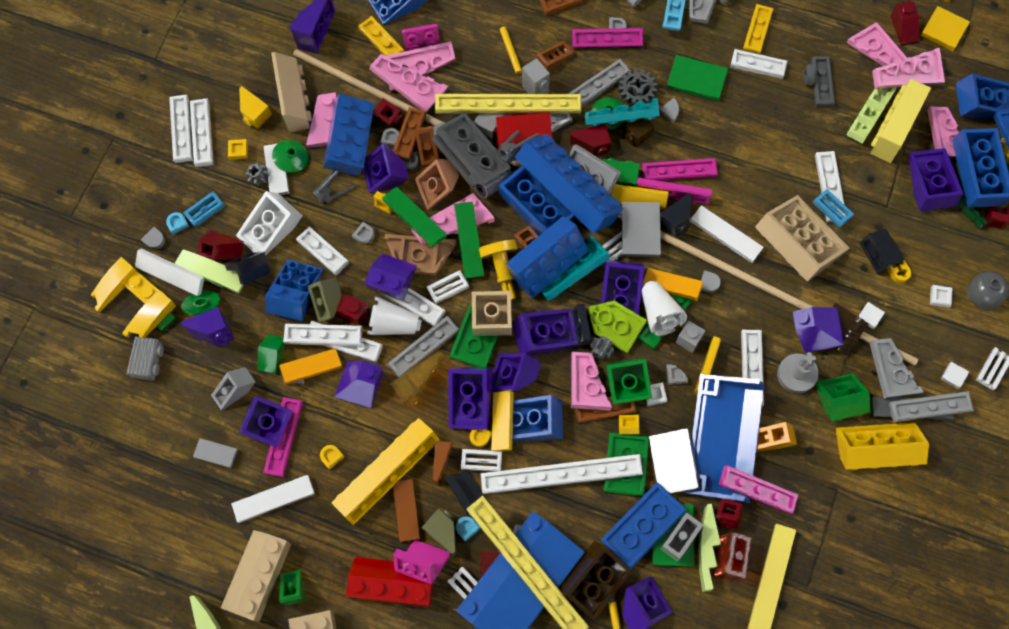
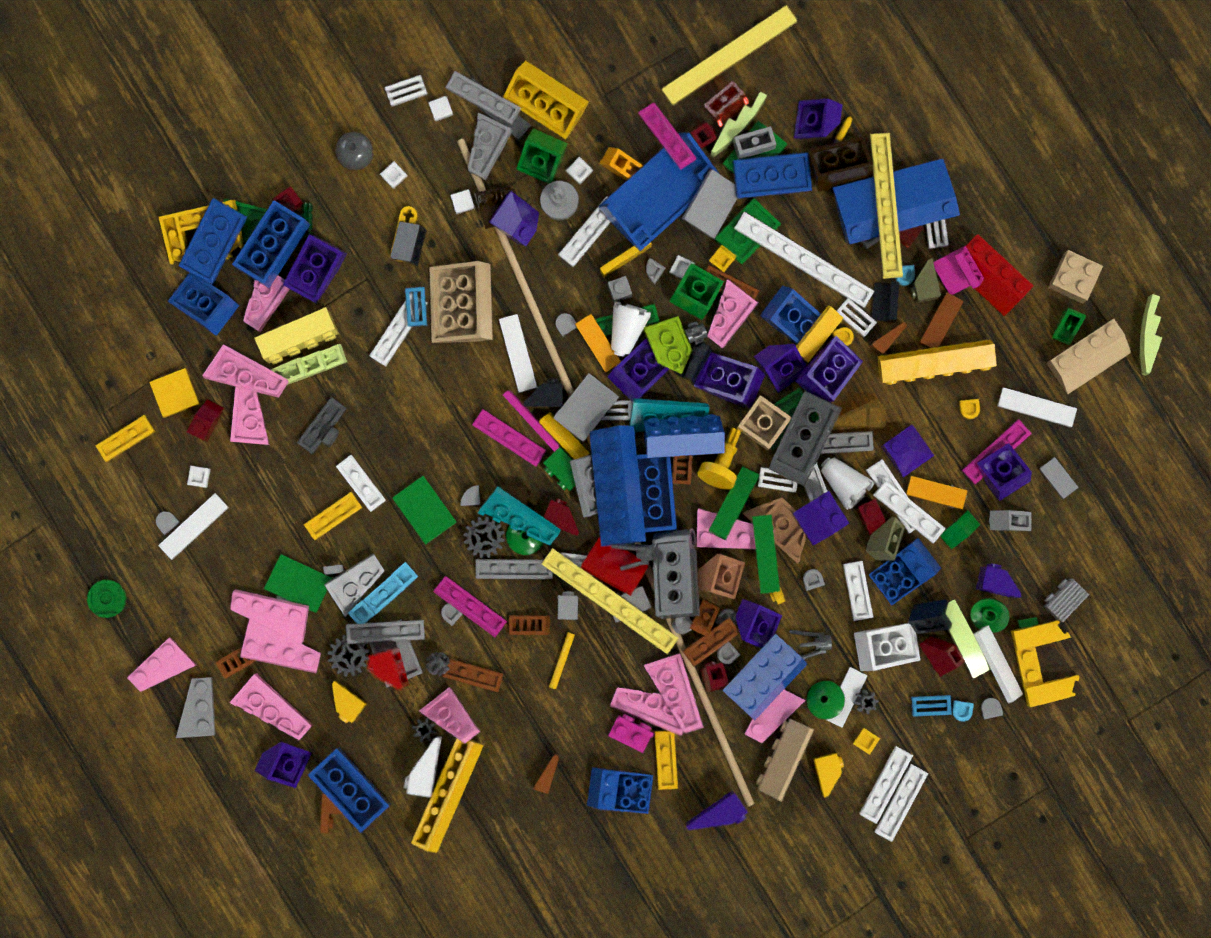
camera: 150 degrees left, 15 degrees up
(450, 327) = (785, 461): none -> dark grey hinge
(802, 410) = (579, 170): none -> white tile

